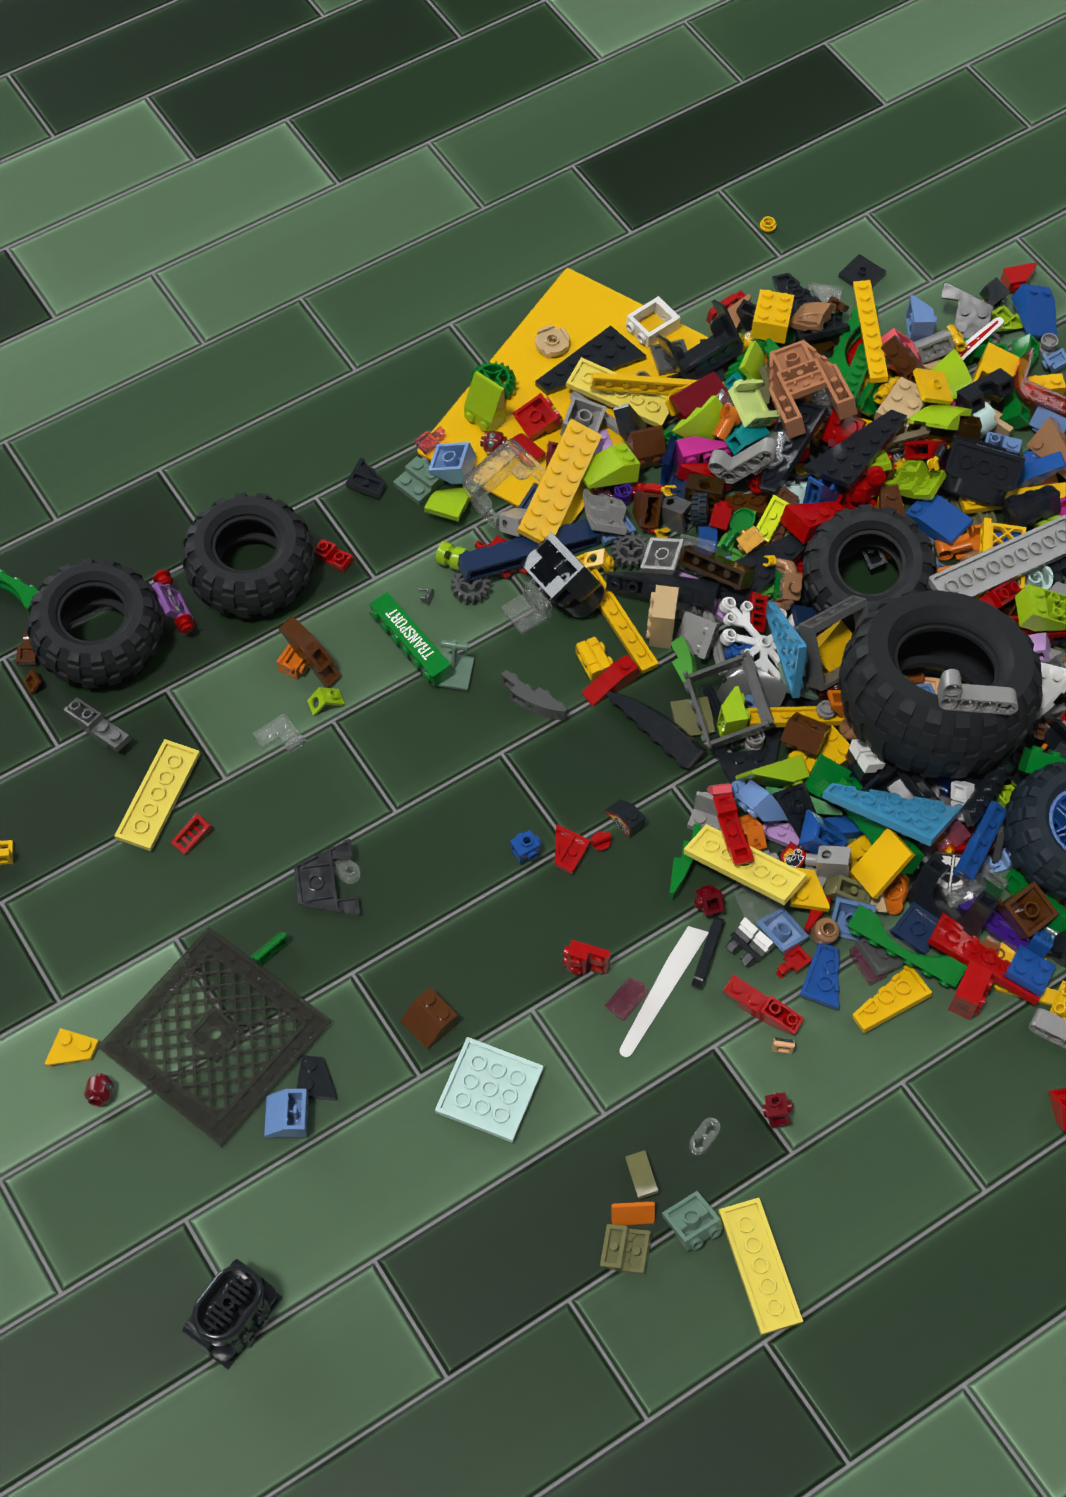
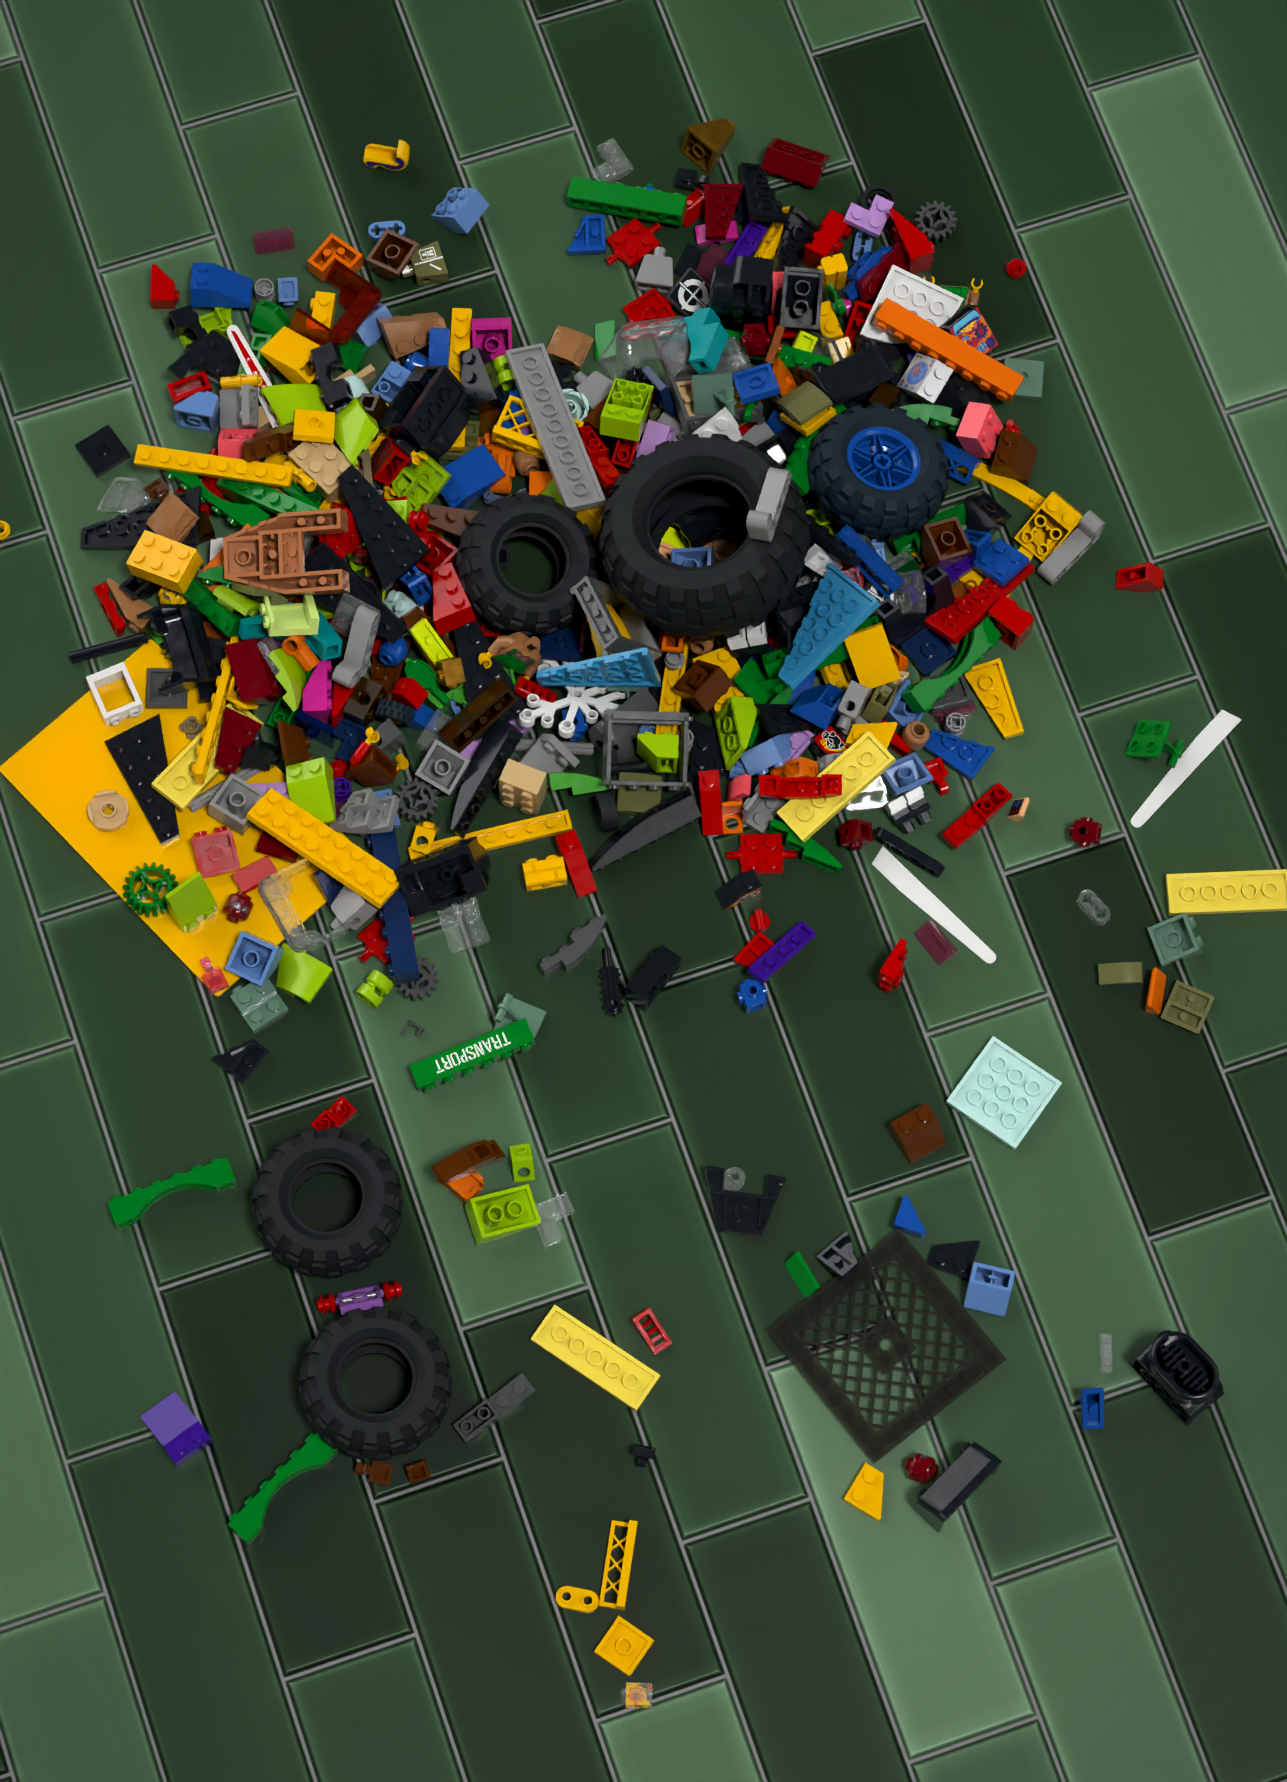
camera: 80 degrees left, 10 degrees up
(39, 505) = (176, 1429): none -> dark purple slope
(76, 850) = (643, 1452): none -> black tile
(83, 1118) = (956, 1484): none -> black windscreen
(184, 1236) = (1092, 1408): none -> blue slope
(220, 433) = (213, 1177): none -> green arch
(245, 1239) = (1105, 1352): none -> clear beam
(271, 691) = (502, 1214): none -> lime slope
(291, 974) = (840, 1257): none -> black wing
(341, 1027) = (908, 1220): none -> blue slope
(505, 734) = (610, 983): none -> black piece
(519, 761) = (652, 977): none -> black wedge
(573, 861) = (782, 952): none -> dark purple plate
(645, 404) = (236, 734): none -> dark red wing
(664, 691) = (607, 811): none -> black tyre
(666, 828) = (761, 853): none -> red plate
(692, 312) = (108, 647): none -> black axle
(699, 787) = (732, 810): none -> orange bracket
(704, 771) = (710, 802): none -> red slope
(756, 499) = (393, 653): none -> blue head
(851, 970) = (955, 728): none -> light grey wheel
(888, 1199) = (1190, 760): none -> white sticker
(897, 1151) = (1150, 740): none -> green plate
(944, 313) = (188, 386): none -> red brick

